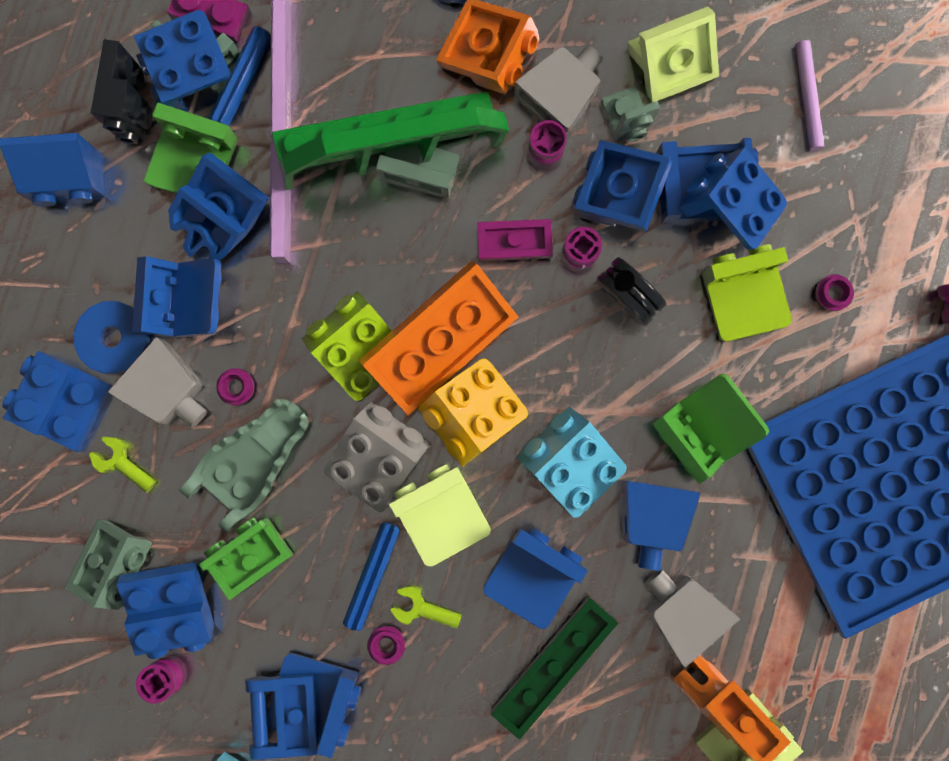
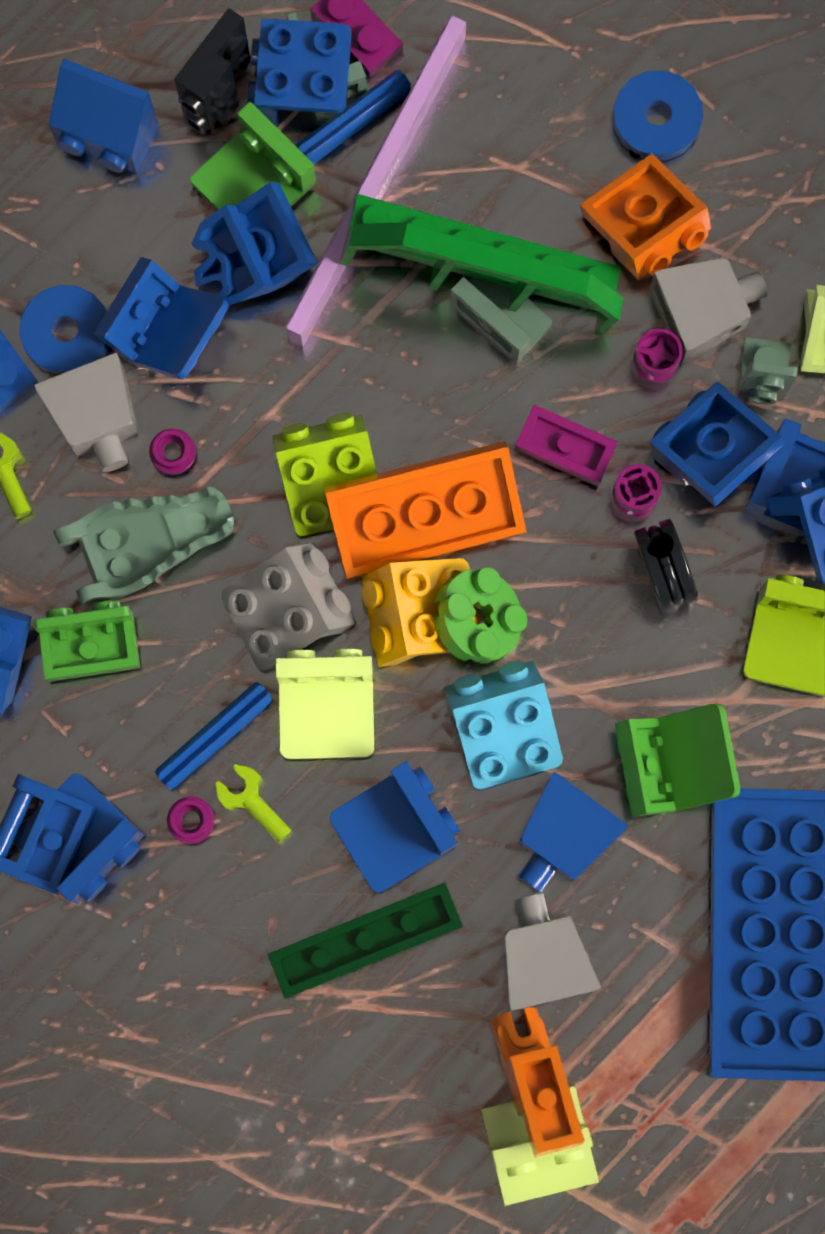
camera: 30 degrees right, 5 degrees down
(530, 382) = (499, 605): none -> bright green plate

